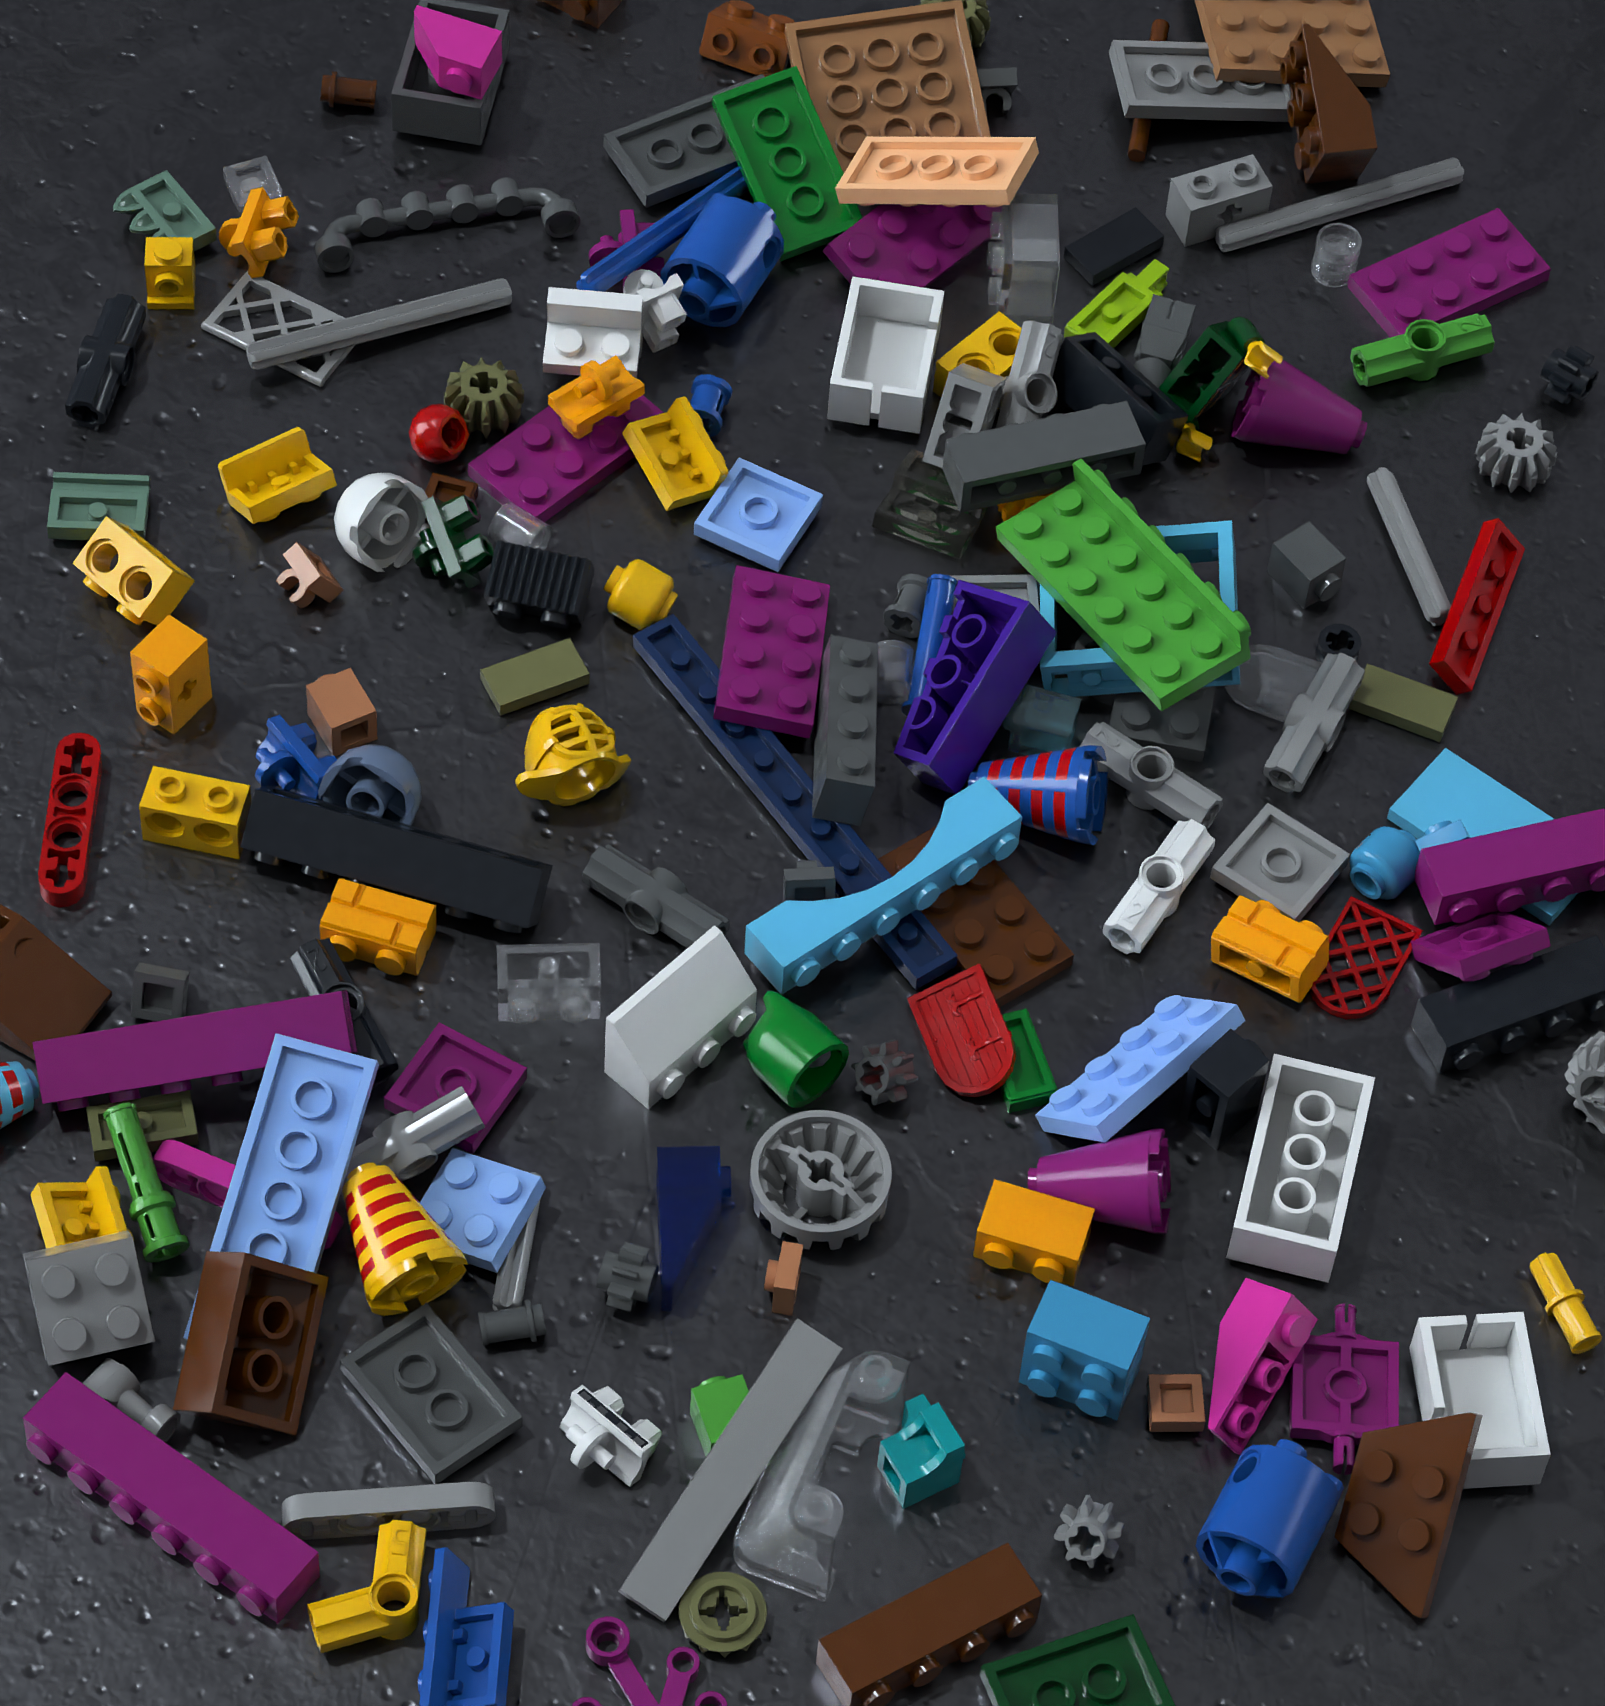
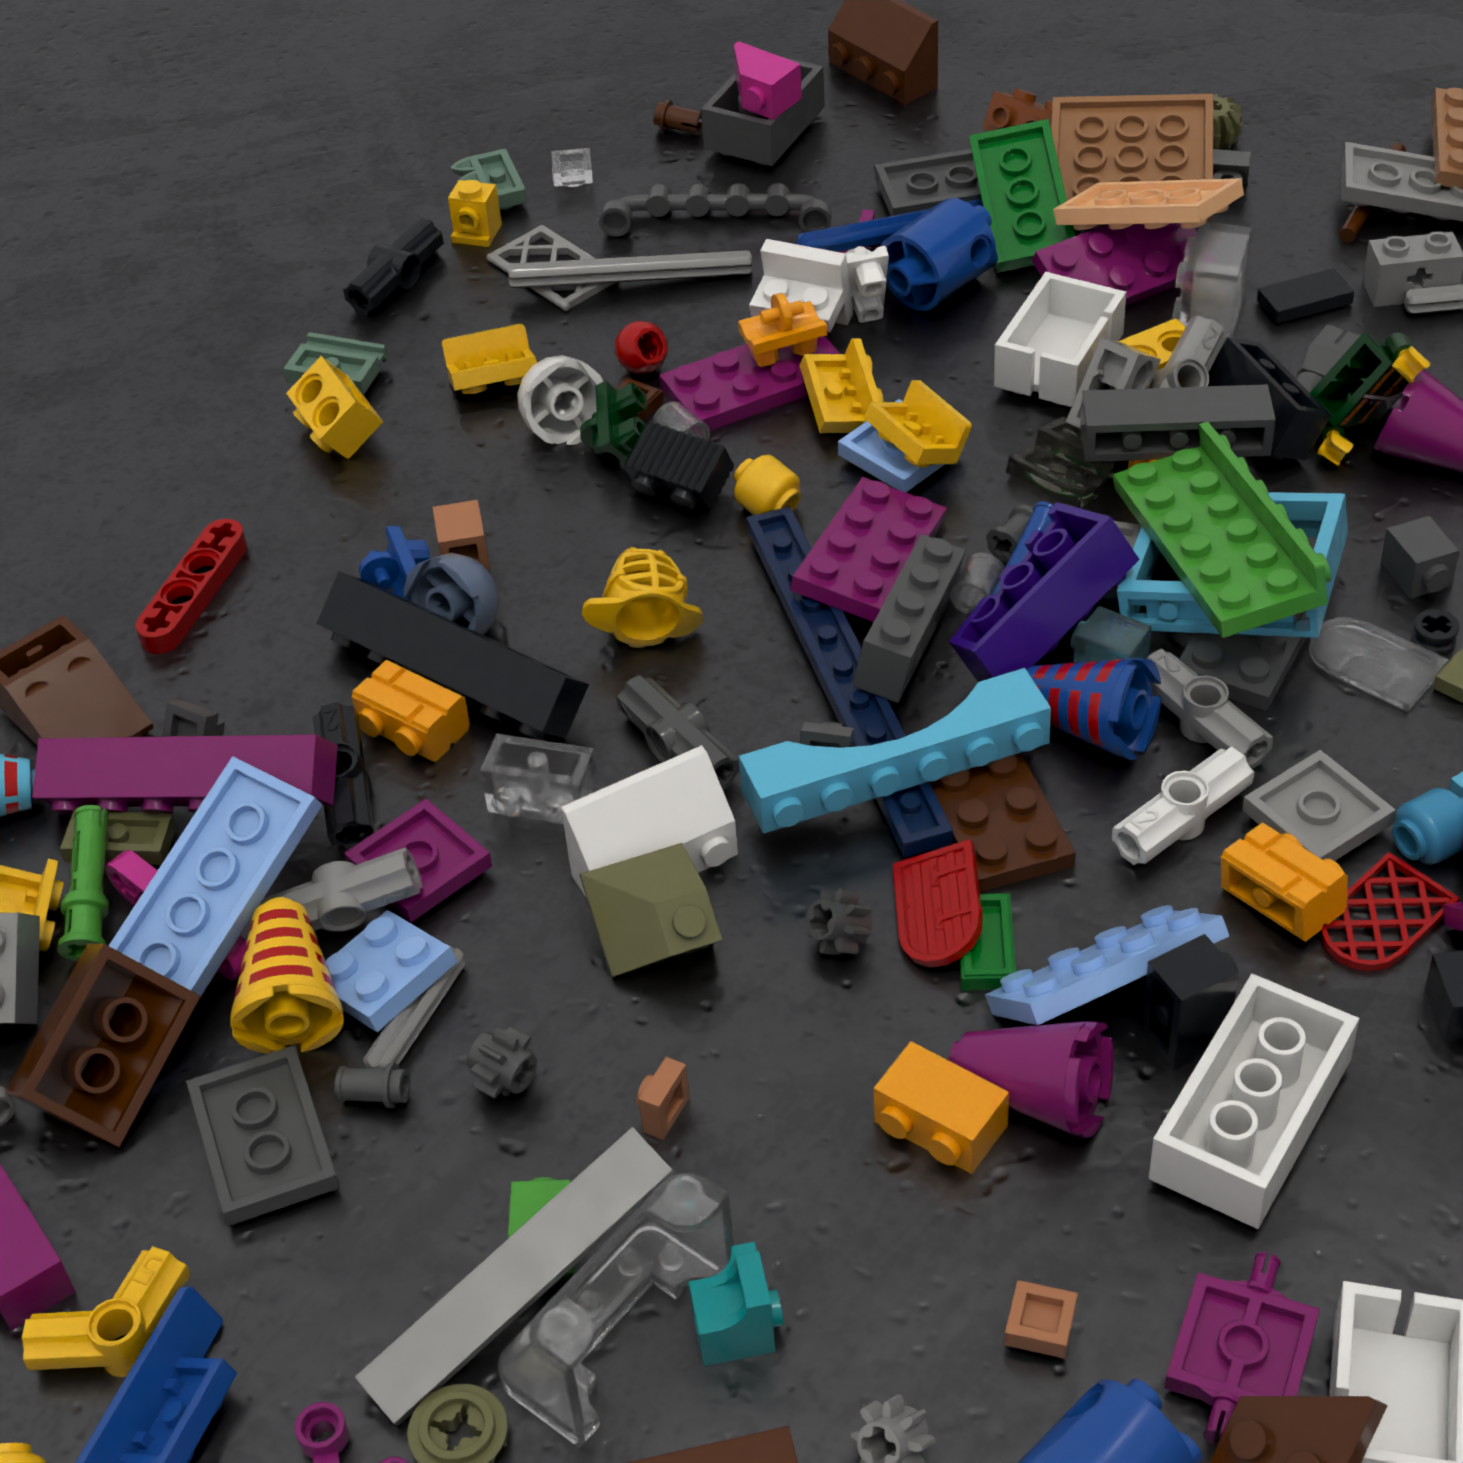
camera: 25 degrees right, 10 degrees down
(171, 675) = (320, 482): light orange brick -> none
(195, 812) = (287, 590): yellow brick -> none
(259, 230) = (560, 193): light orange hips -> none
(311, 575) = (483, 435): nougat tile -> none
(363, 1510) = (197, 1242): light grey beam -> none
(485, 396) = (694, 328): olive gear -> none
(535, 676) = (670, 533): olive tile -> none
(605, 1437) = (408, 1217): white hips -> none
(688, 1209) = (586, 1017): clear blue slope -> none
(708, 399) = (886, 358): blue bush -> none
(712, 1094) = (650, 909): none -> olive slope
(783, 497) = (921, 426): none -> yellow bracket
(785, 1046) = (741, 883): green piece -> none
(812, 1156) = (730, 983): light grey gear -> none
(1083, 1350) = (947, 1235): dark azure brick -> none
(1120, 305) = (1291, 337): lime hinge -> none
(1253, 1355) = (1141, 1289): dark pink slope -> none
(1314, 722) = (1389, 687): light grey piece -> none

